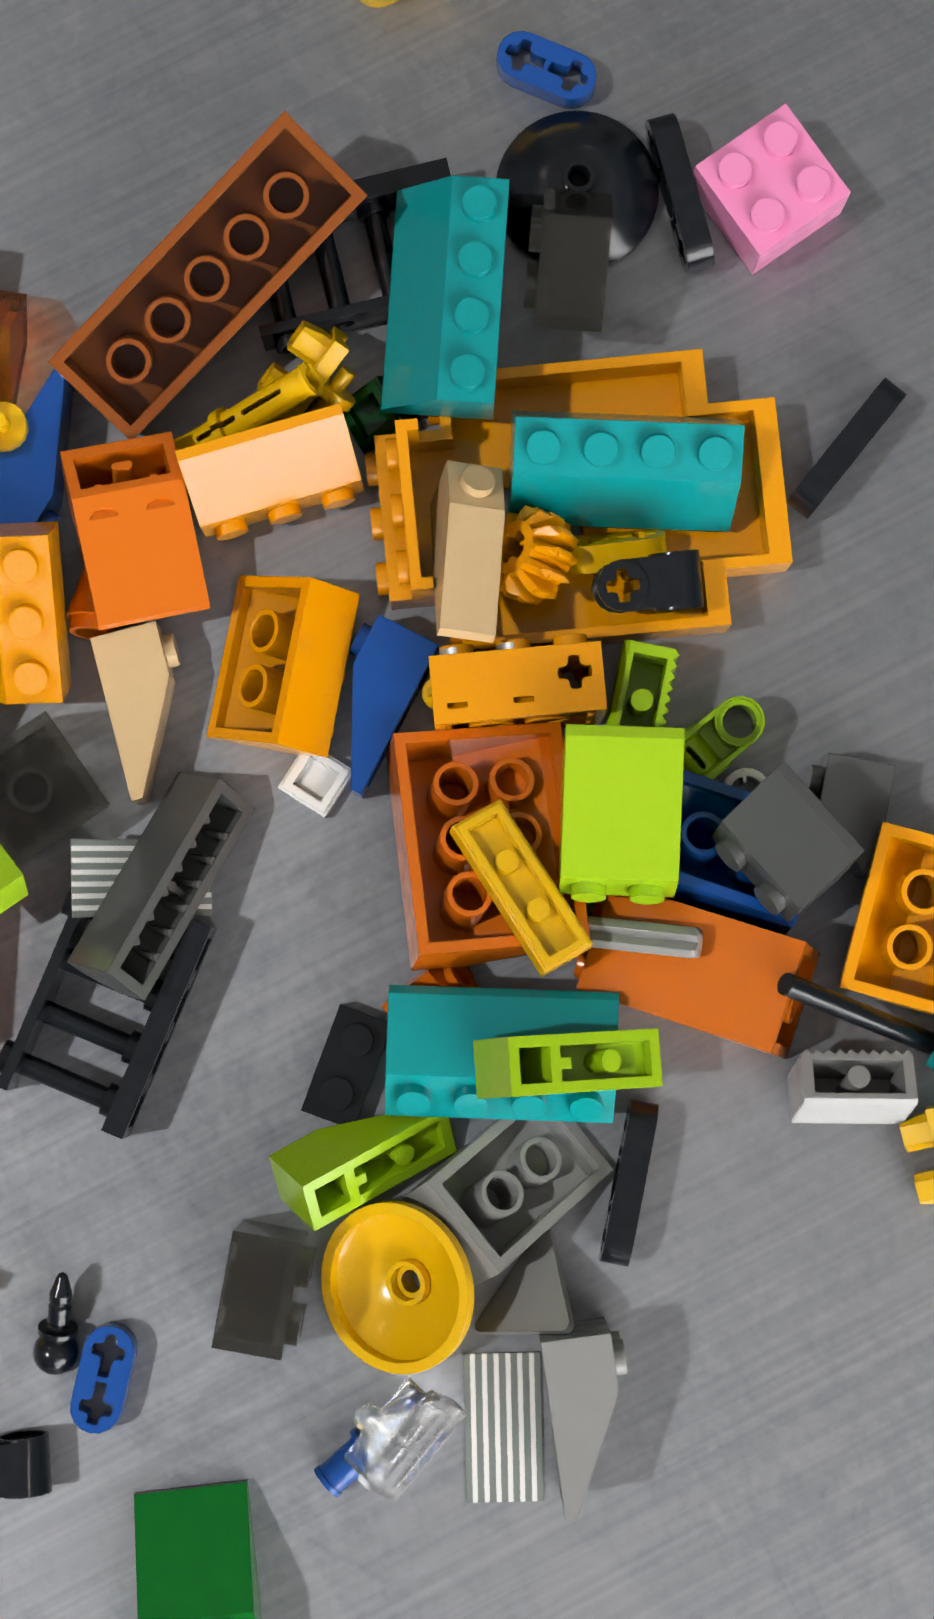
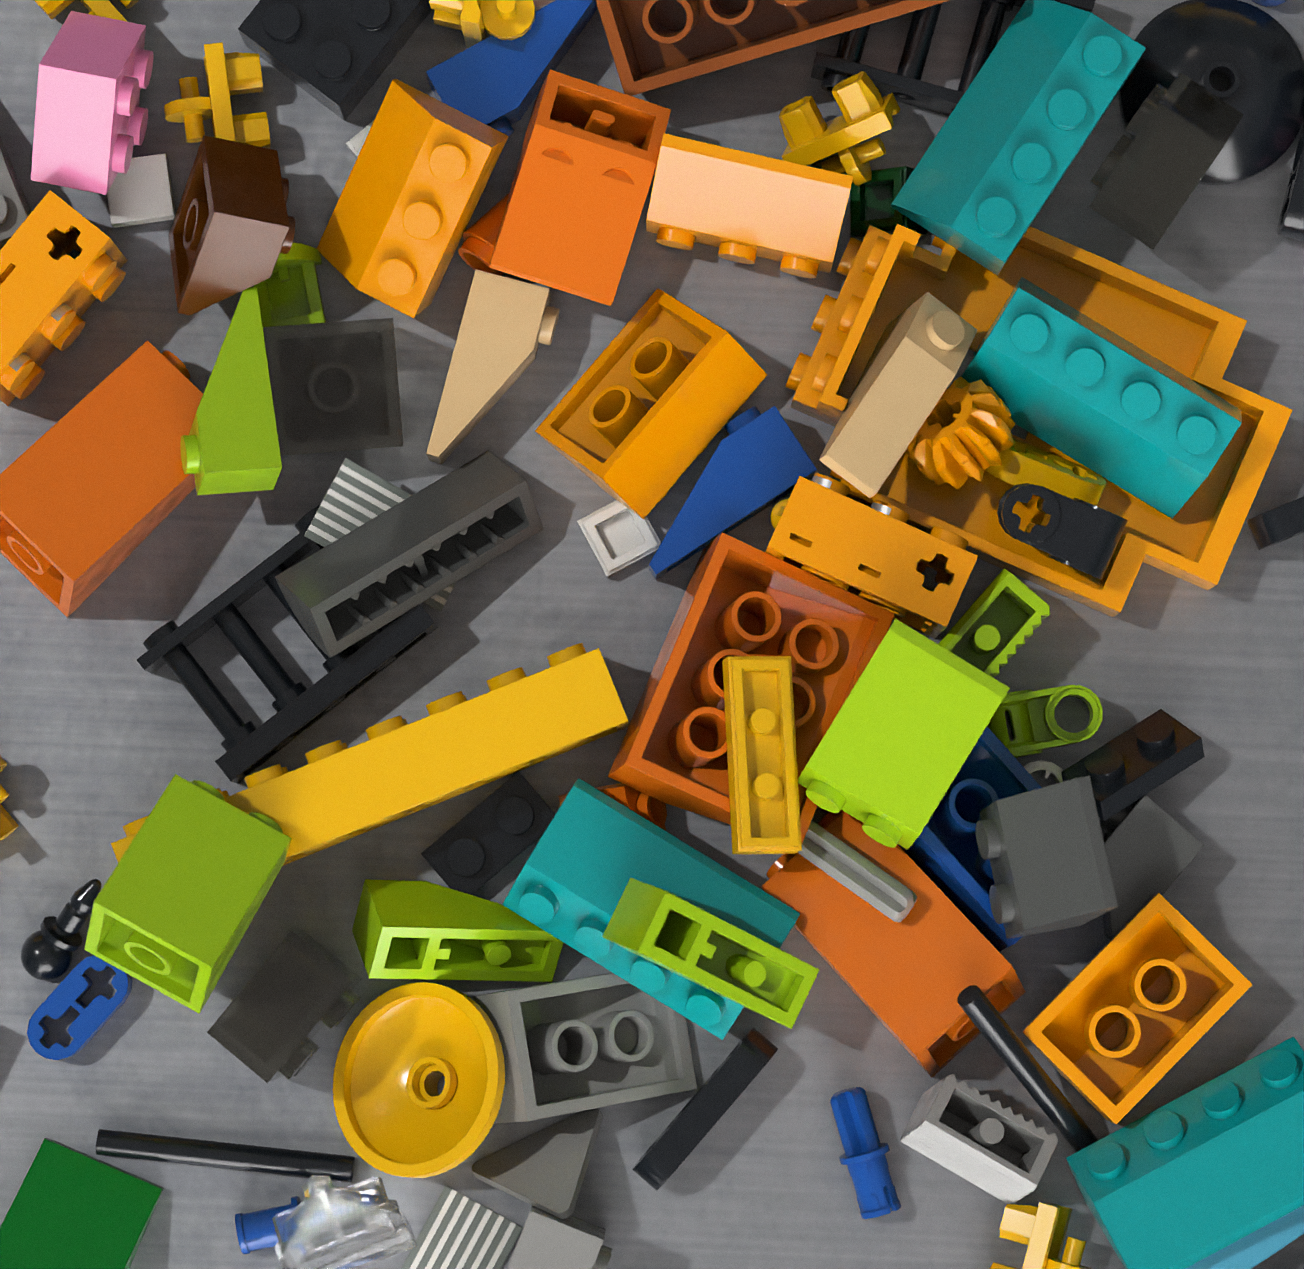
camera: 30 degrees right, 0 degrees up
(132, 1248) = (186, 891): none -> lime slope
(230, 1081) = (433, 758): none -> yellow brick
(259, 408) = (766, 134): yellow pin -> none
(280, 1428) = (224, 1155): none -> black bar
(769, 1147) = (864, 1153): none -> blue axle
(808, 730) = (1137, 762): none -> black plate

